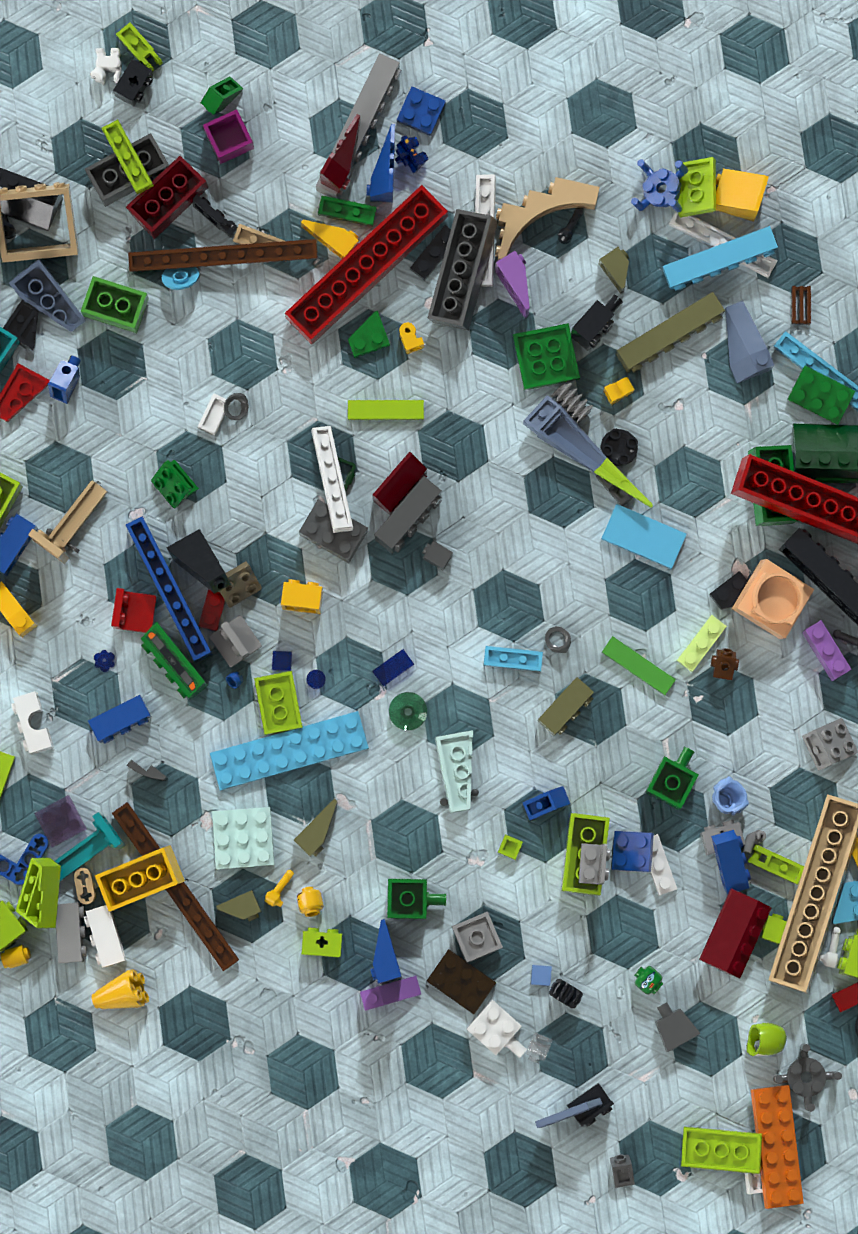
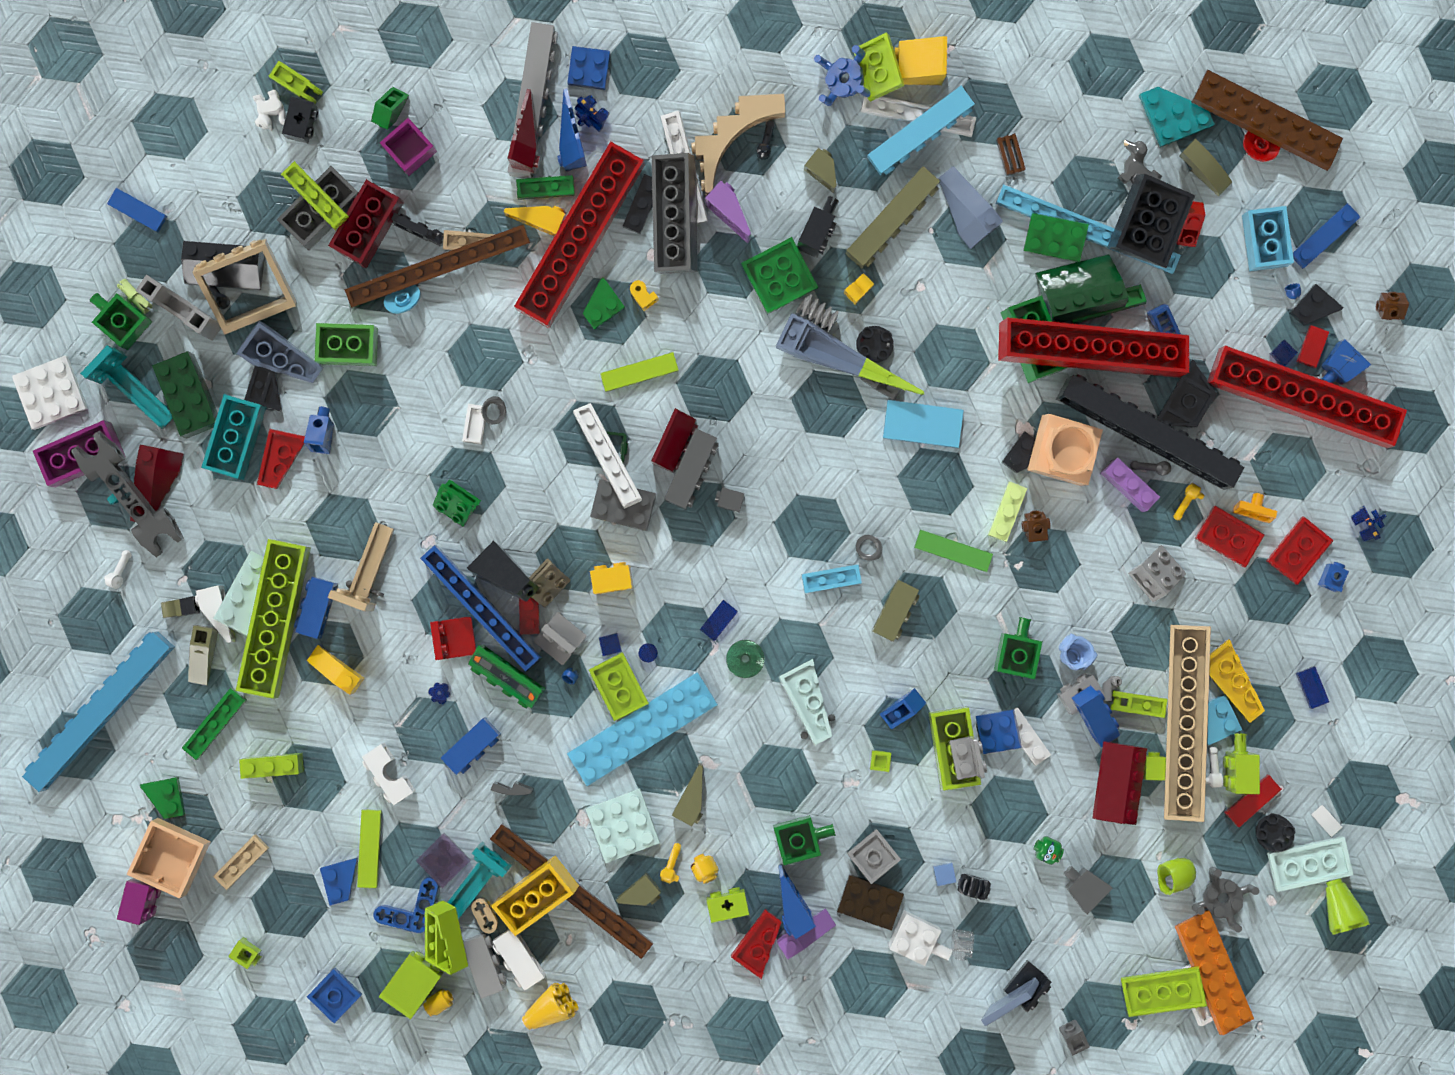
camera: 15 degrees left, 5 degrees up
(340, 989) = (757, 943): none -> red wing

